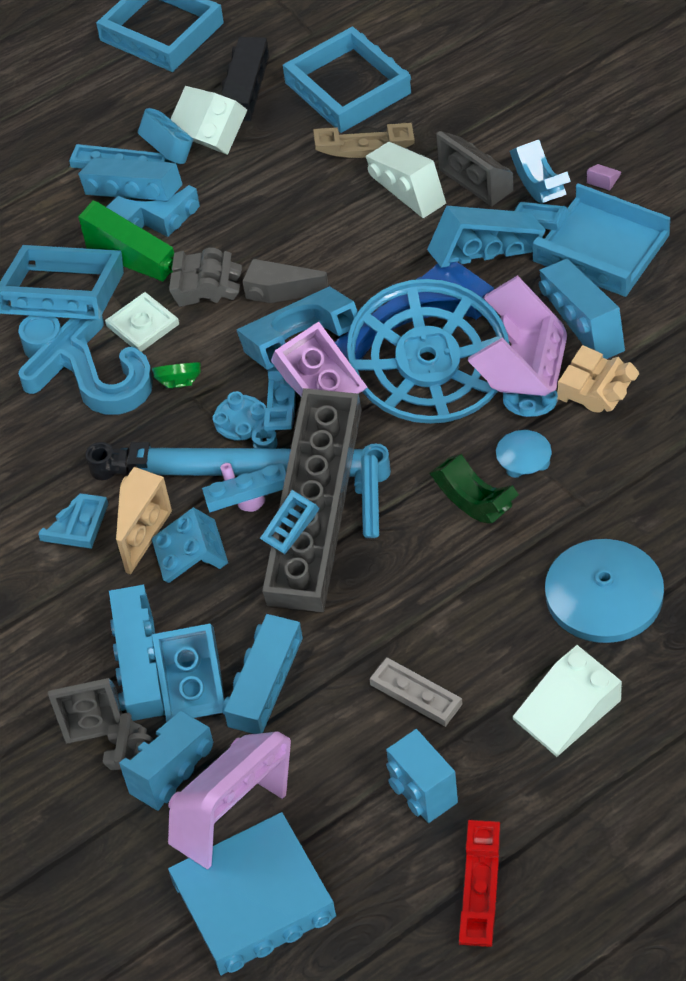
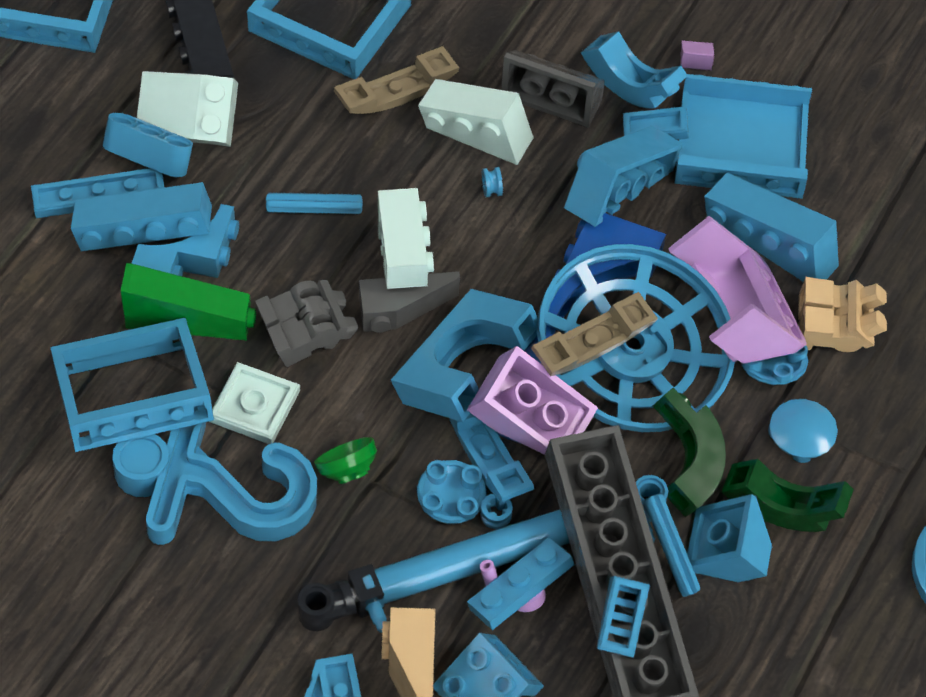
camera: 35 degrees left, 5 degrees up
(260, 204) = (314, 203): none -> dark azure axle
(295, 237) = (404, 238): none -> light aqua wedge
(386, 338) = (596, 337): none -> dark tan slope
(392, 222) = (492, 182): none -> dark azure bush
(417, 510) = (730, 540): none -> dark azure slope
(421, 457) = (703, 451): none -> dark green arch

